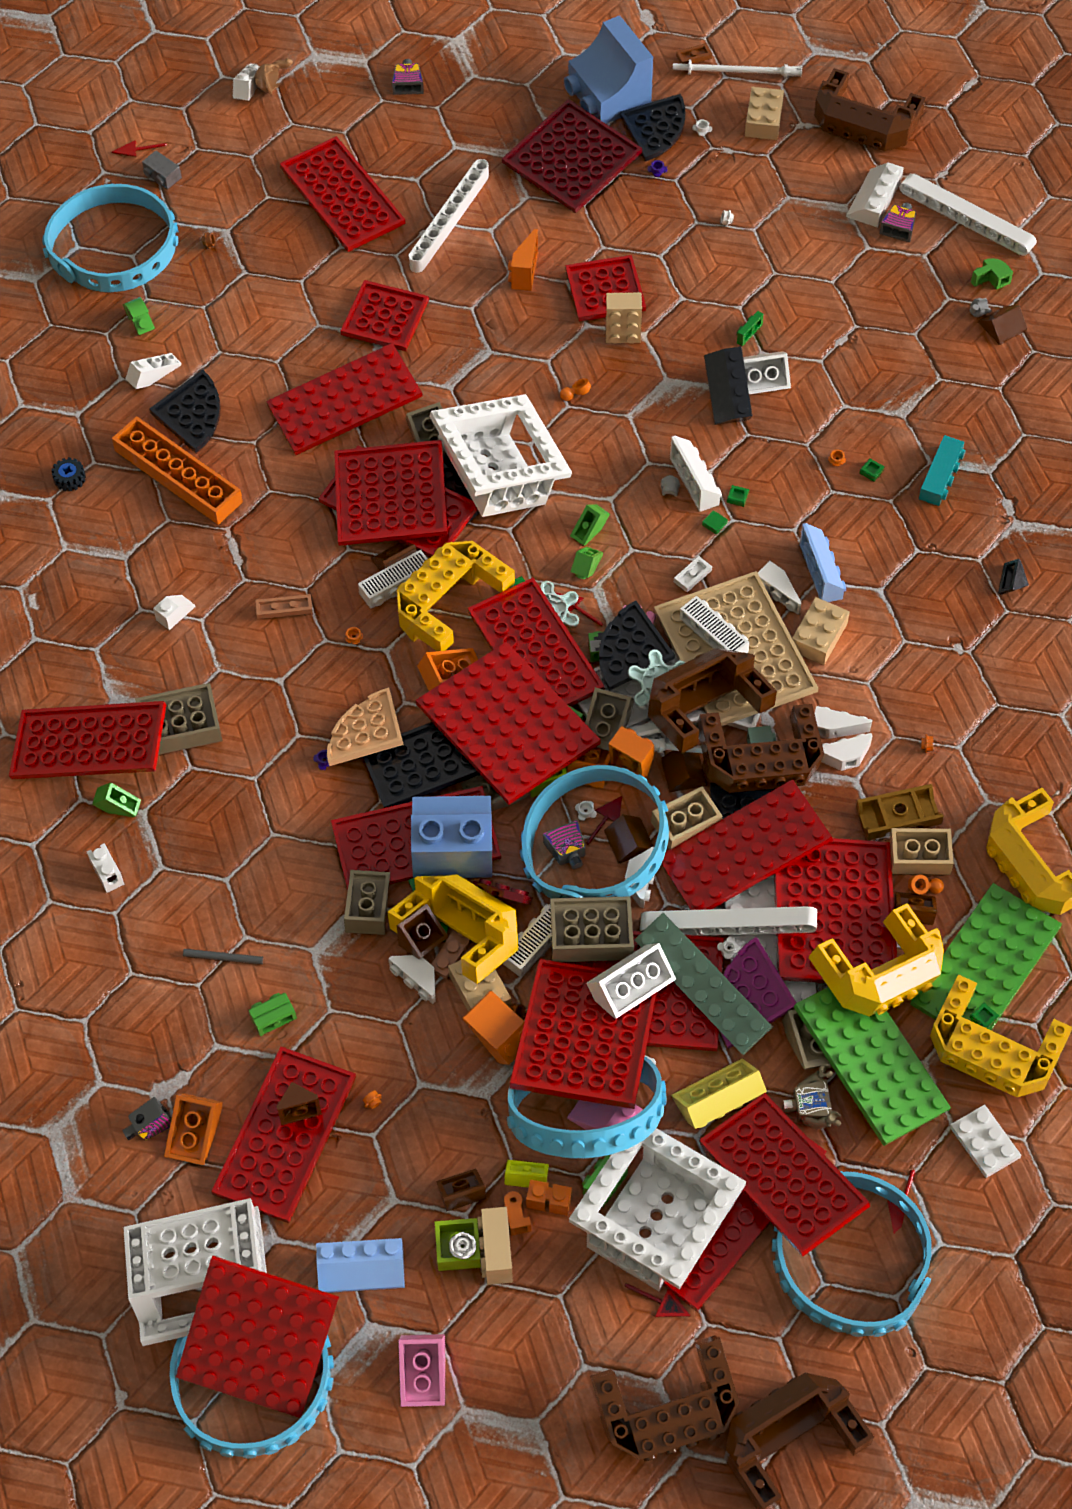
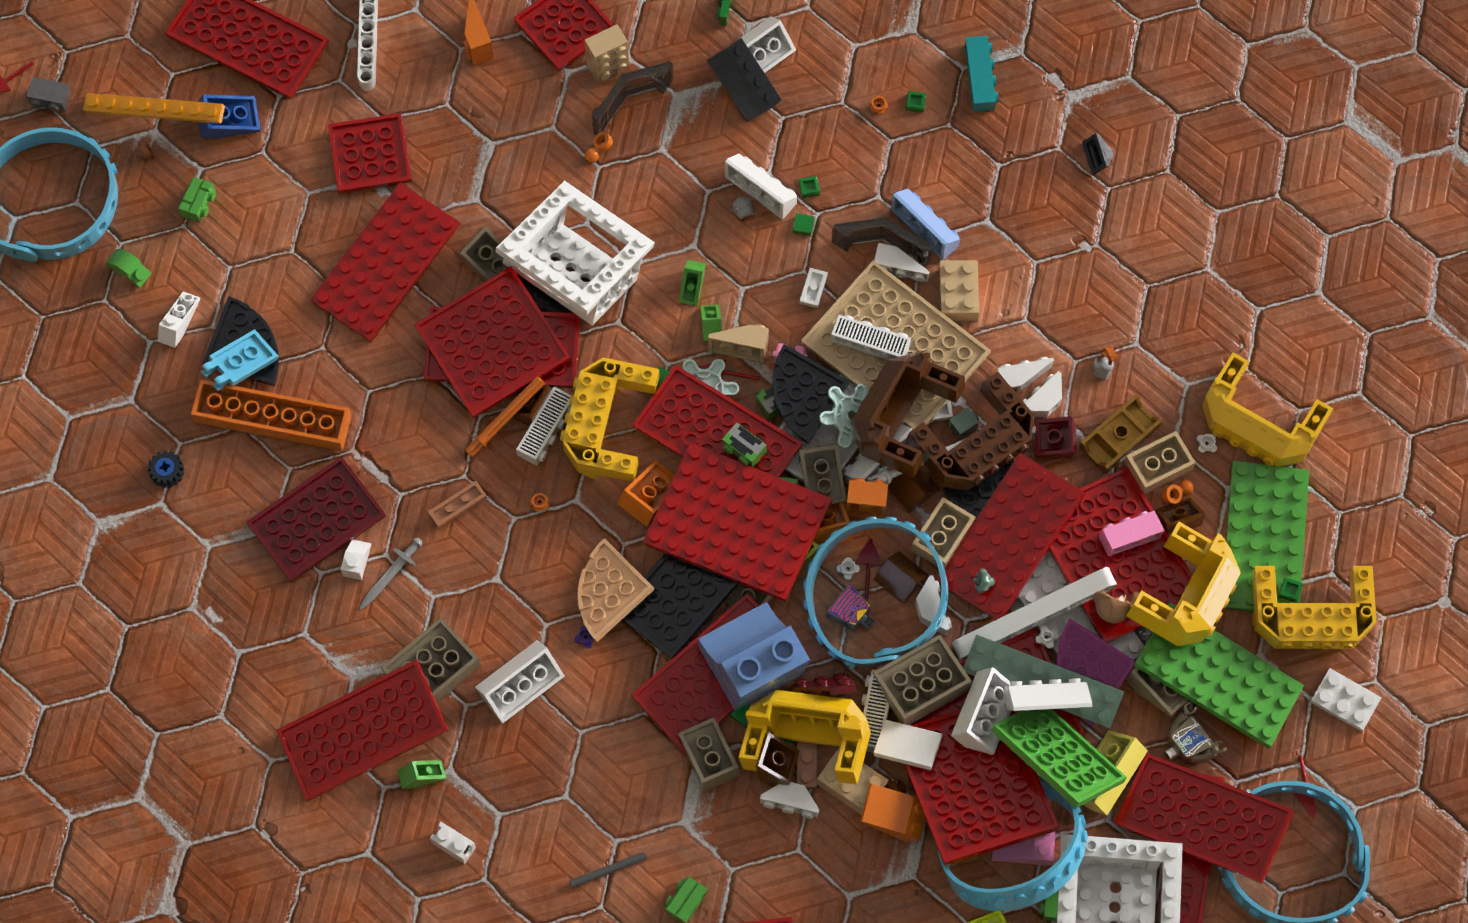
camera: 30 degrees left, 10 degrees up
(162, 565) = (316, 519): none -> dark red plate
(176, 416) = (239, 360): none -> medium azure tile
(214, 627) = (404, 557): none -> light grey sword
(225, 290) = (196, 199): none -> bright green brick
(234, 209) = (154, 108): none -> light orange plate
(245, 767) = (520, 681): none -> white slope
(289, 241) = (238, 117): none -> blue slope
(365, 555) = (489, 432): none -> orange axle
(545, 975) = (908, 744): none -> white tile
(551, 663) = (744, 445): none -> brick
(601, 585) = (744, 342): none -> tan slope
(626, 351) = (630, 84): none -> clear smoke windscreen
(675, 1046) = (1059, 755): none -> bright green plate
(693, 990) = (1047, 696): none -> white slope
(697, 871) = (983, 581): none -> sand green piece
(771, 548) = (881, 229): none -> clear smoke windscreen
(799, 945) = (1112, 609): none -> medium nougat piece
(838, 788) = (1056, 437): none -> dark red slope
(858, 895) = (1131, 533): none -> bright pink brick
(913, 751) = (1102, 369): none -> light grey arm
(977, 852) = (1210, 438): none -> white plate

